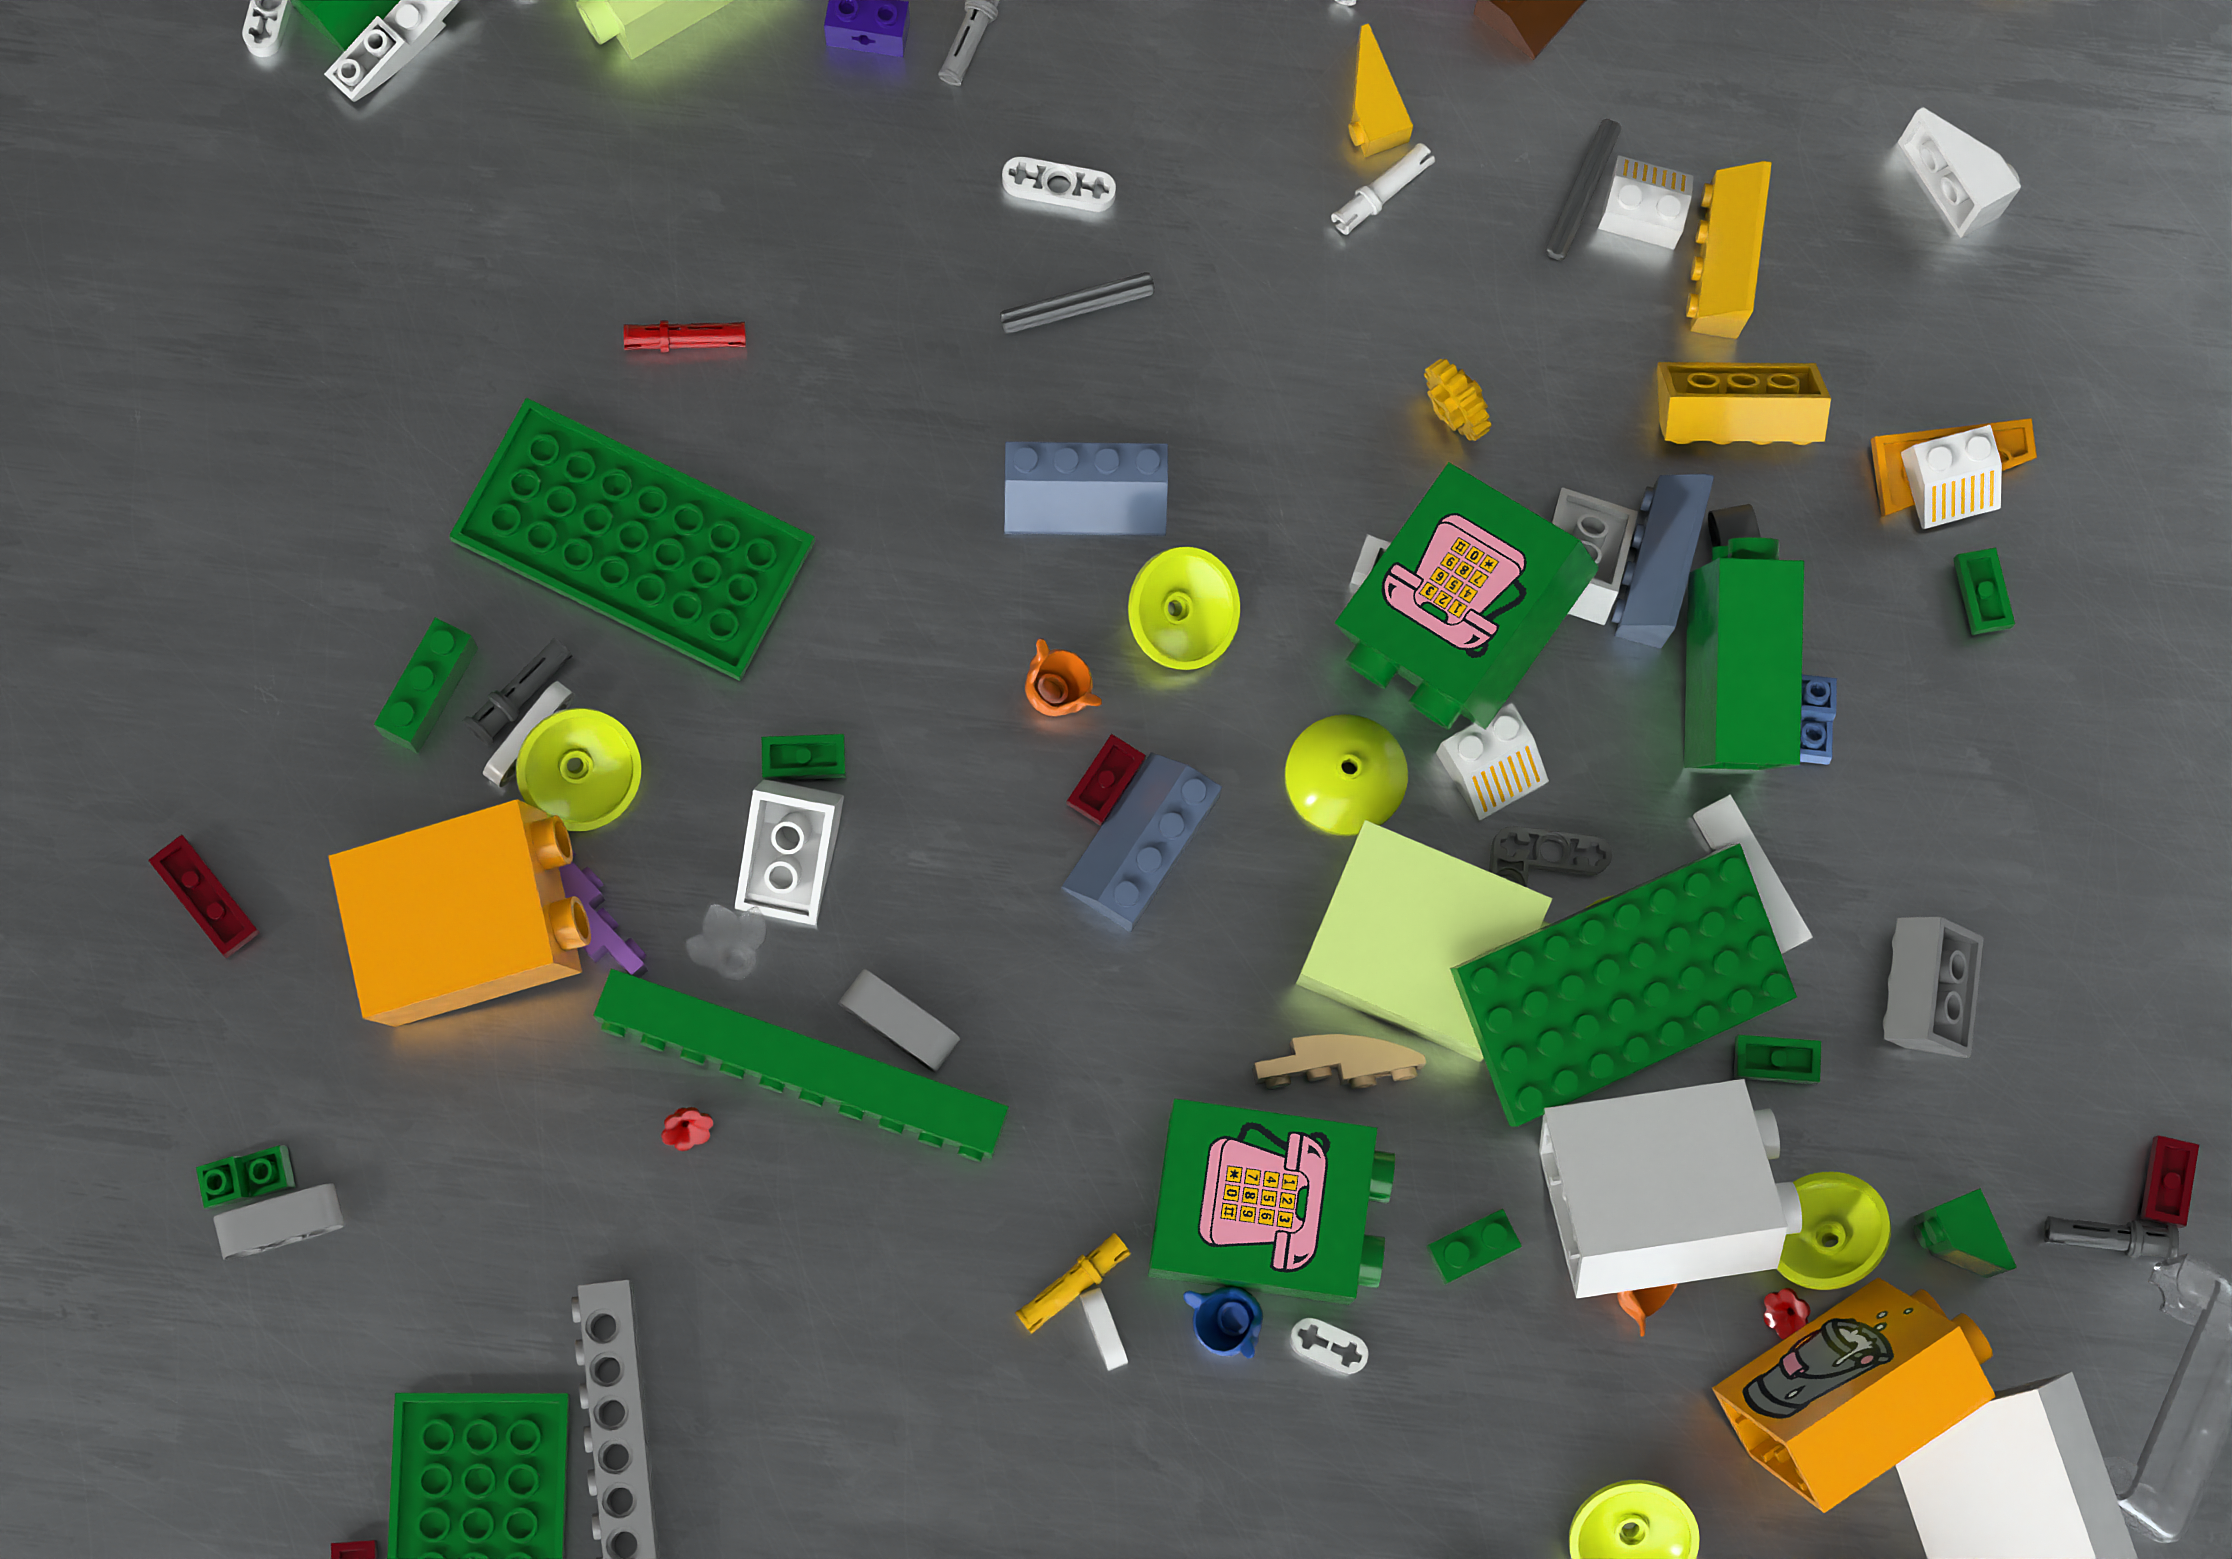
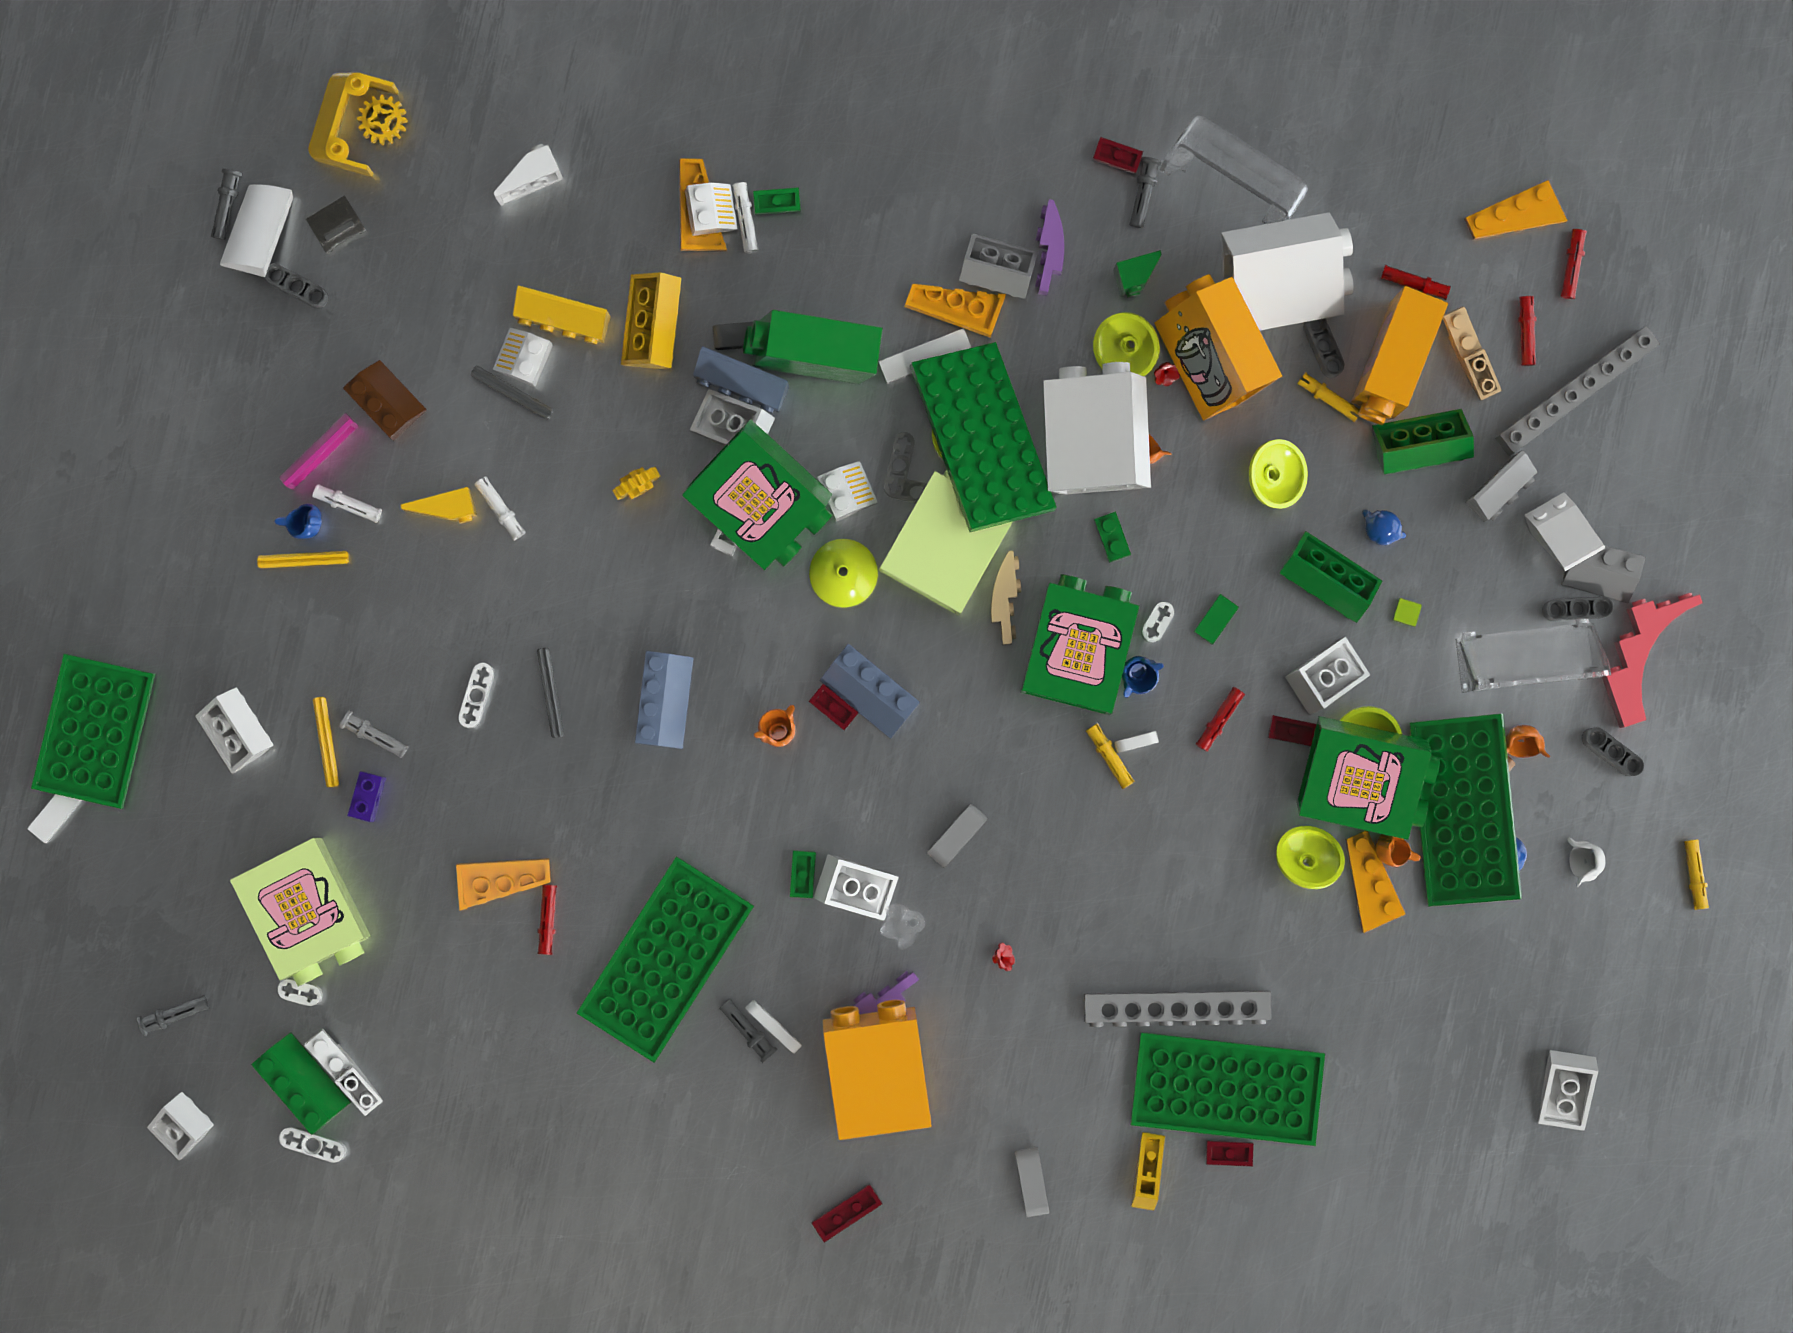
camera: 80 degrees left, 10 degrees up
(245, 1177) = (1004, 1199): green slope -> none
(311, 1434) = (1148, 1171): none -> yellow slope
(426, 685) = (740, 1081): green brick -> none
(601, 784) = (810, 996): neon yellow dish -> none
(745, 243) = (496, 879): none -> light orange wing
(800, 1064) = (976, 891): green brick -> none
(1163, 1481) = (1221, 717): none -> red pin
(1203, 602) = (748, 644): neon yellow dish -> none
(1347, 1455) = (1216, 619): none -> green tile
(1777, 1059) = (1029, 357): green plate -> none
(1817, 718) = (839, 308): medium blue slope -> none
(1846, 932) = (958, 307): none -> light orange wing
(1962, 536) = (743, 208): none -> white pin
(1997, 1075) = (1051, 239): none -> medium lavender slope

